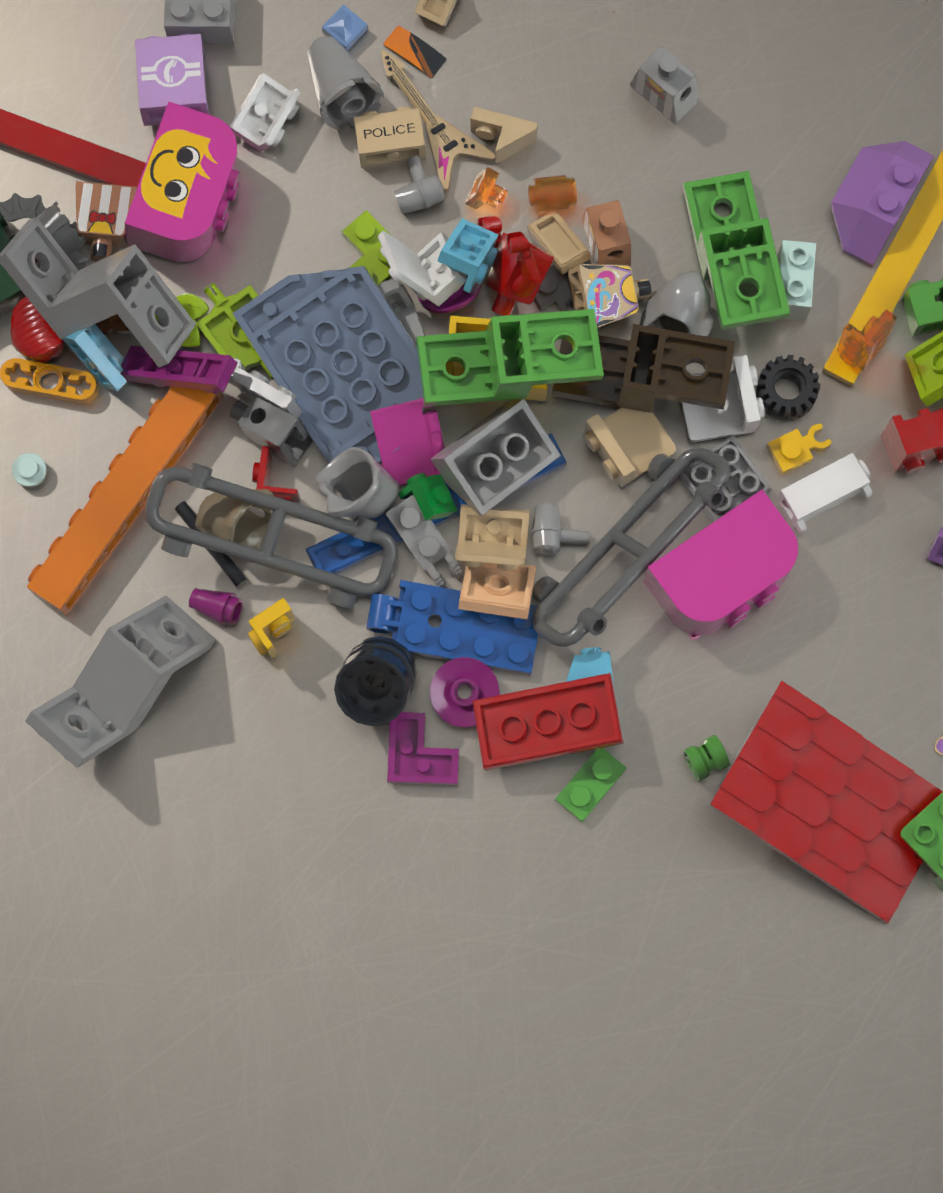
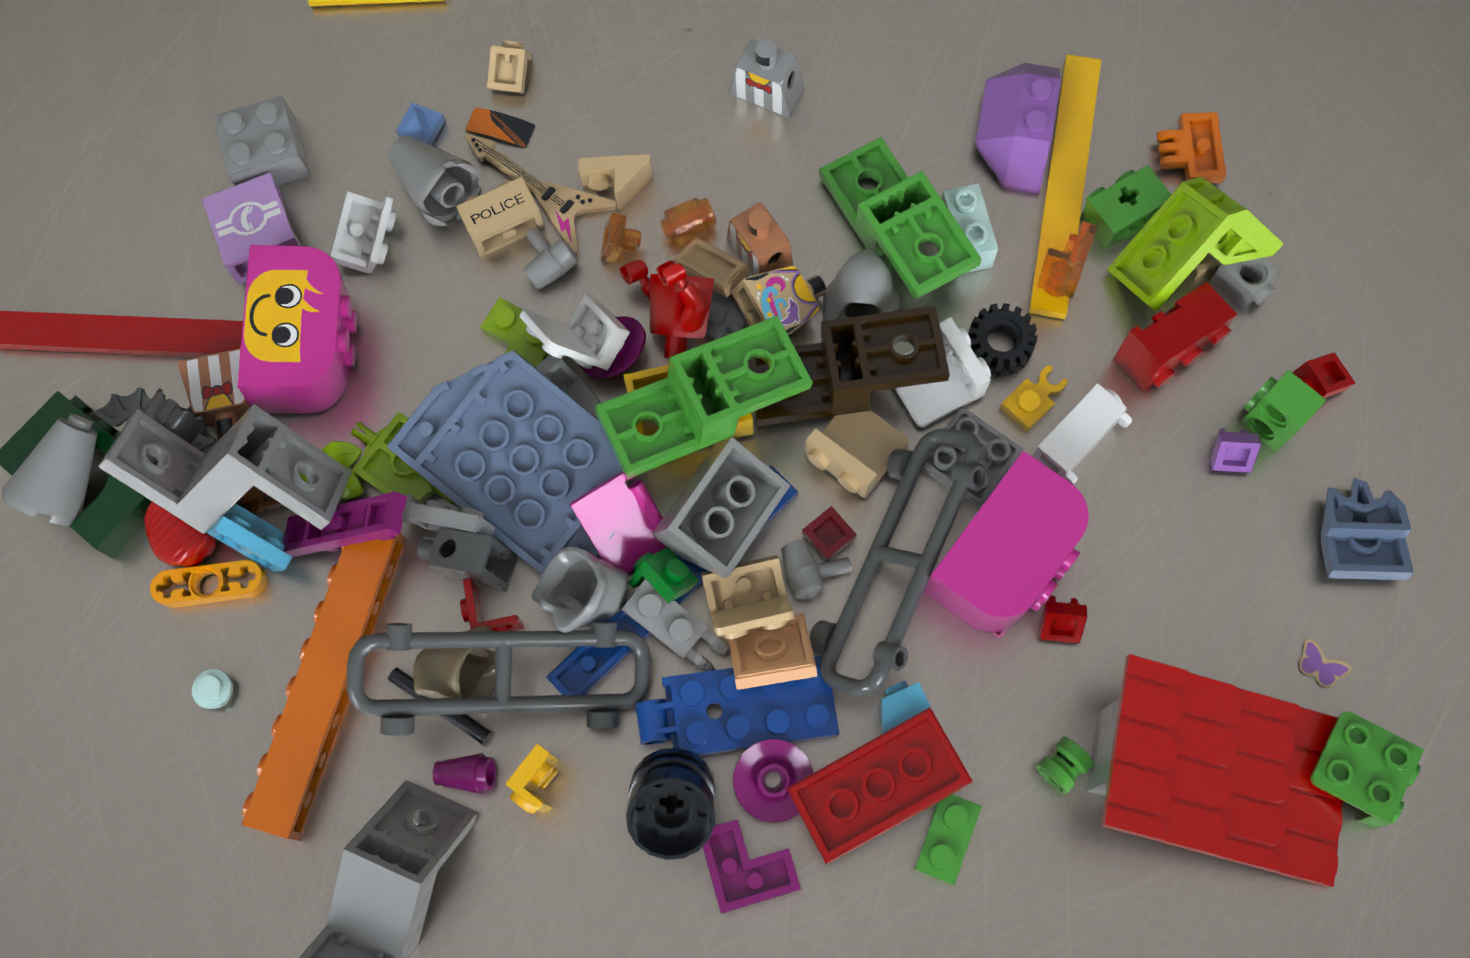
camera: 15 degrees left, 5 degrees down
(470, 252) = (622, 301): medium azure bracket -> none
(580, 507) = (829, 533): none -> dark red plate
(749, 642) = (1063, 621): none -> red tile

